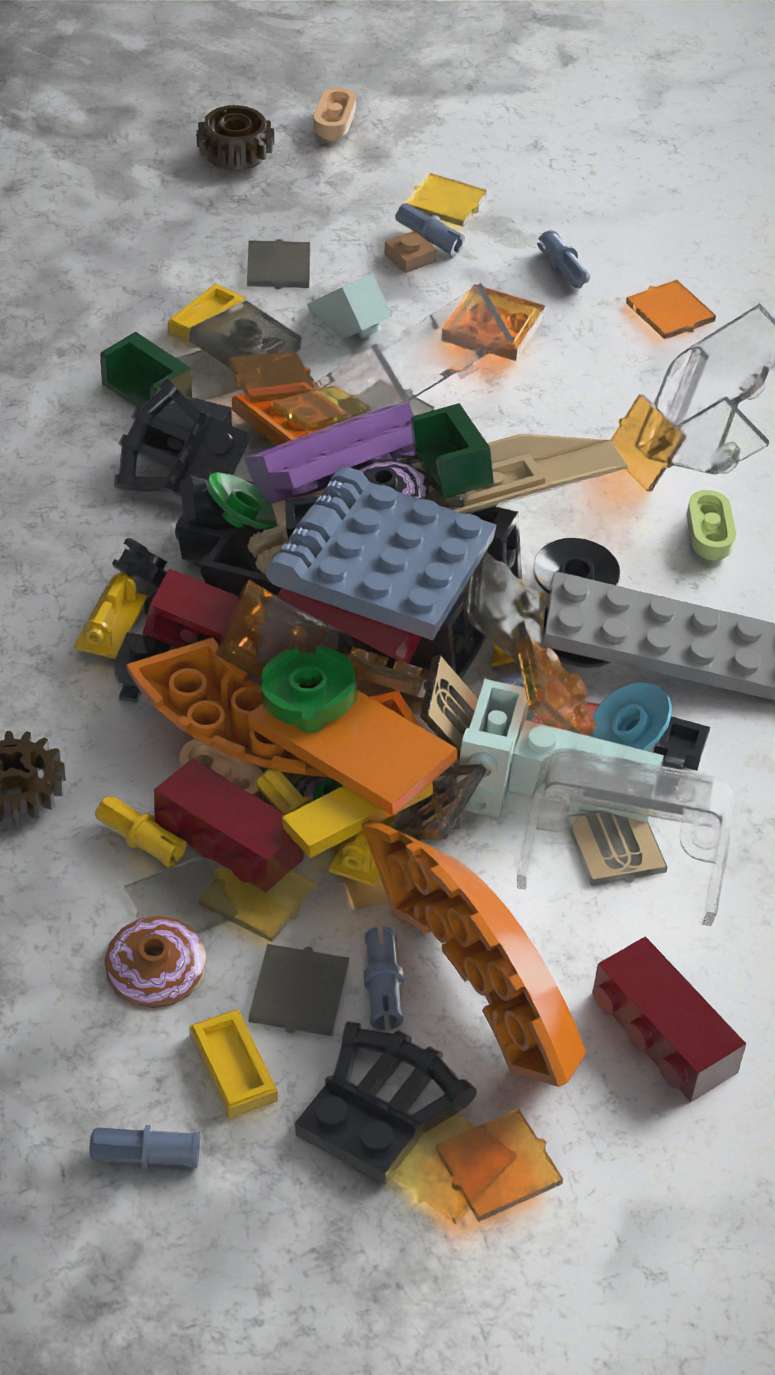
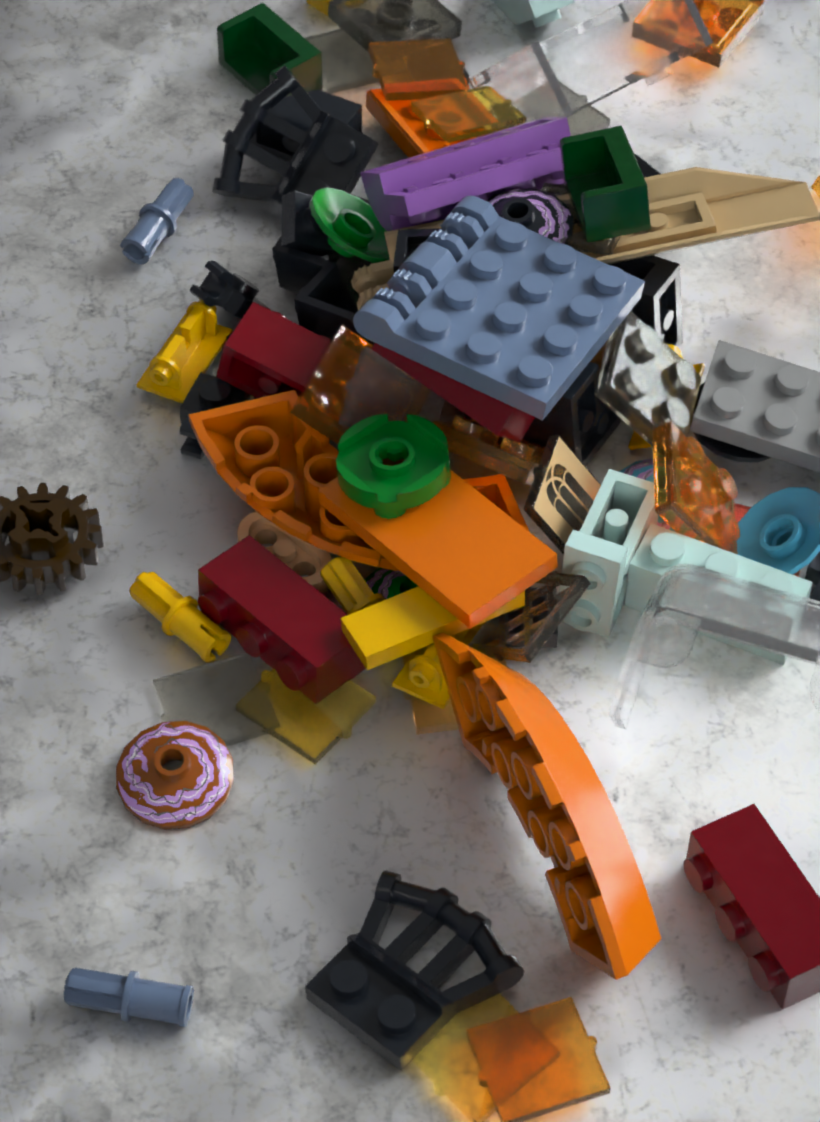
camera: 10 degrees right, 5 degrees up
(70, 514) = (156, 221): none -> sand blue axle
(233, 1063) = (246, 906): yellow tile -> none
(299, 990) = (337, 825): clear smoke piece -> none
(383, 978) = (437, 822): sand blue pin -> none
(576, 558) = (751, 325): black dish -> none
(616, 848) = (742, 687): piece -> none

